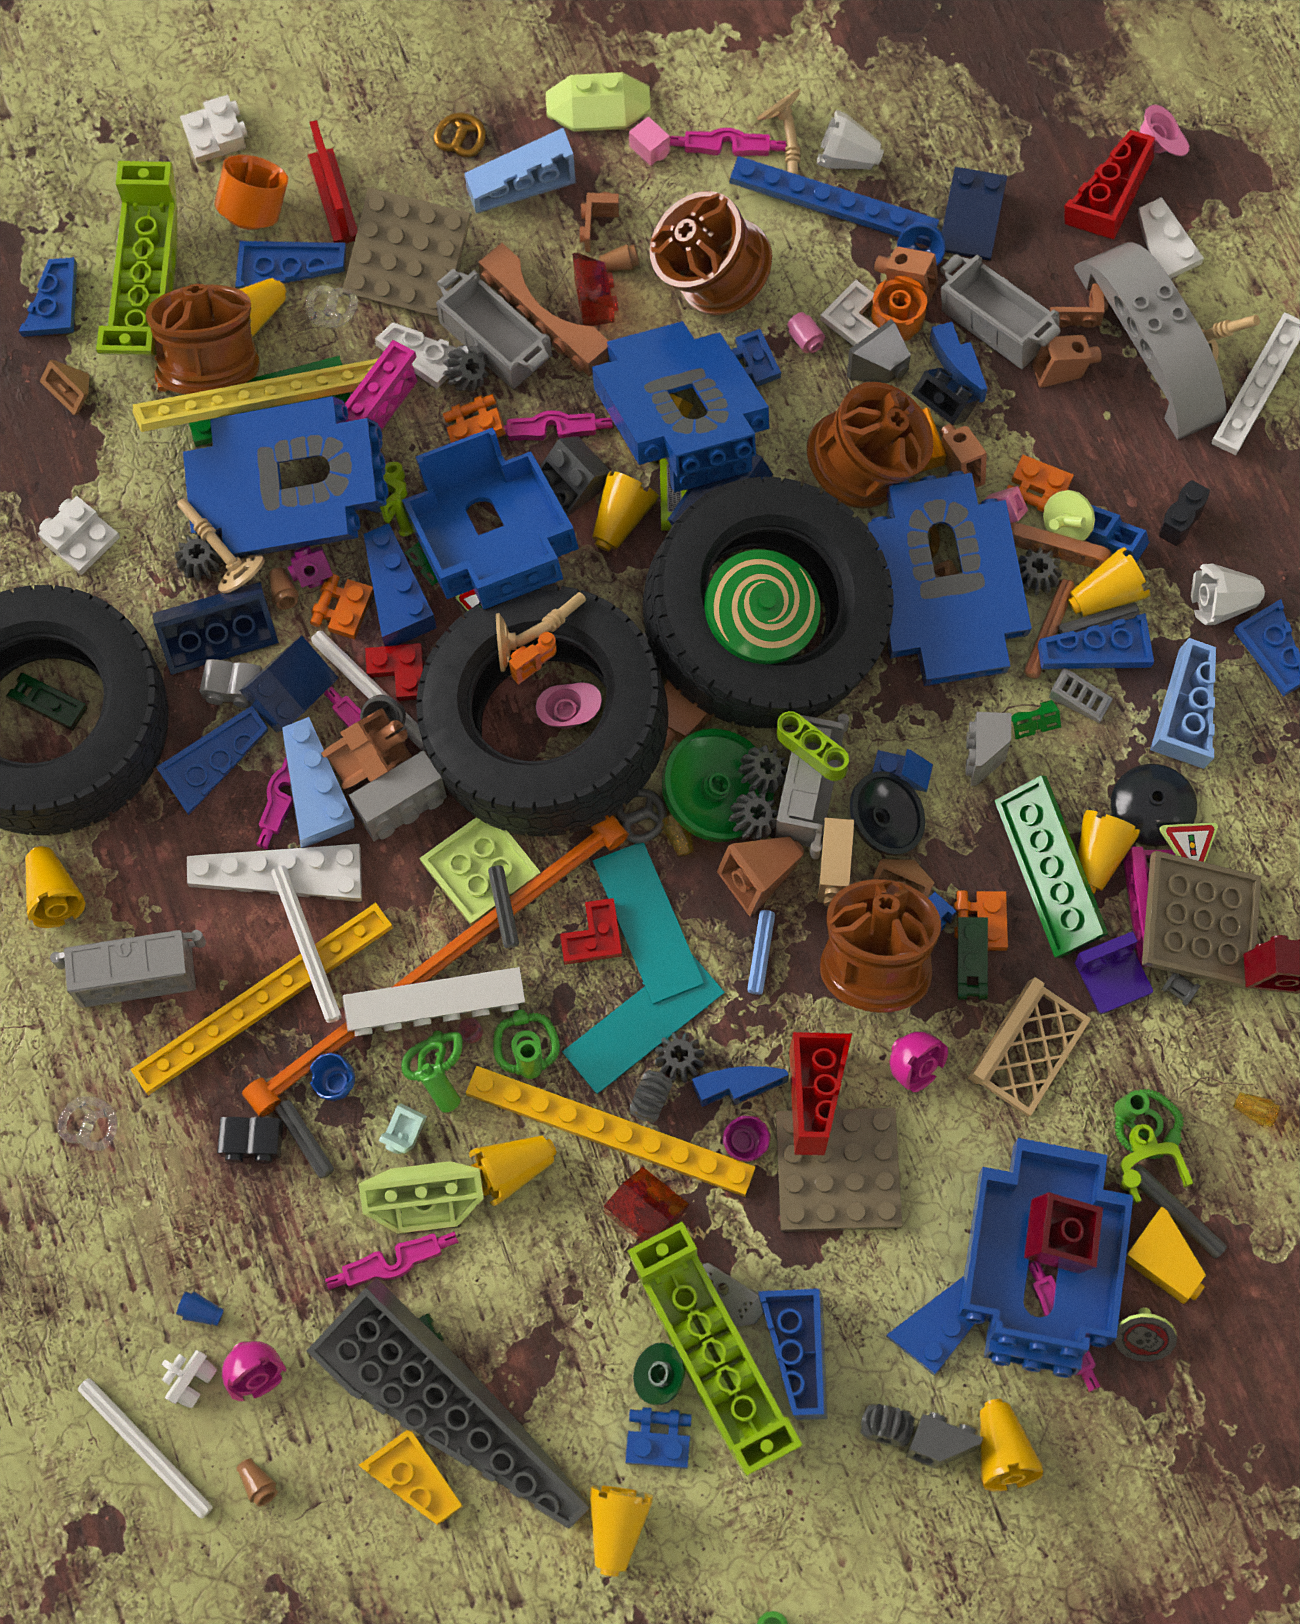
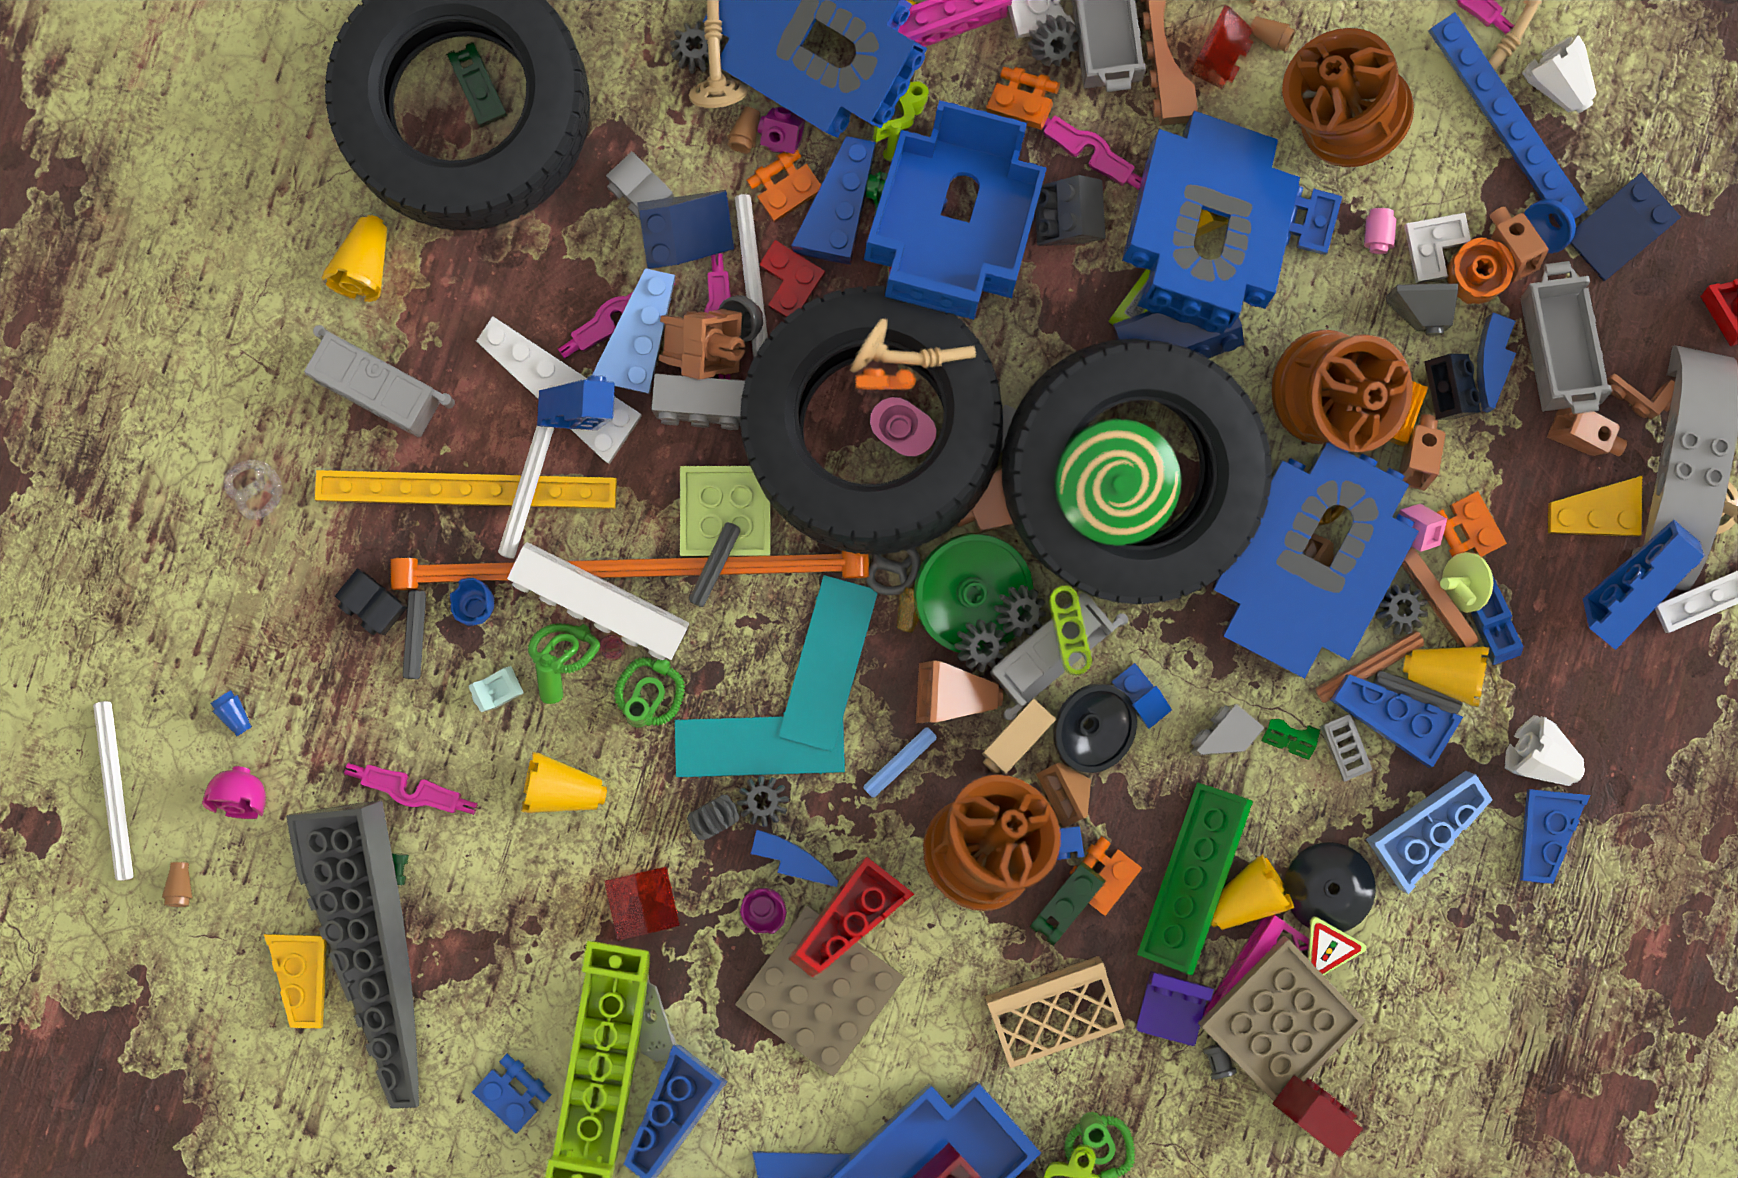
camera: 40 degrees right, 15 degrees up
(180, 1391) = (171, 767): white hips -> none
(208, 760) = (566, 244): blue wing -> none
(215, 628) = (661, 125): dark blue slope -> none
(307, 859) = (577, 404): none -> blue wedge
(414, 557) = (875, 186): none -> green plate
(422, 1196) = (470, 756): yellowish green wedge -> none
(599, 941) = (774, 651): red plate -> none
(611, 1131) = (662, 816): yellow plate -> none
(616, 1526) = (427, 1136): yellow cone -> none
(620, 509) = (1084, 279): yellow cone -> none
(650, 1372) = (540, 1042): dark green dish -> none
(916, 1058) = (952, 951): dark pink cylinder -> none
(1119, 408) = (1602, 511): none -> yellow wing
(1184, 512) = (1568, 655): black brick -> none
(1190, 423) = (1641, 583): none -> blue wedge

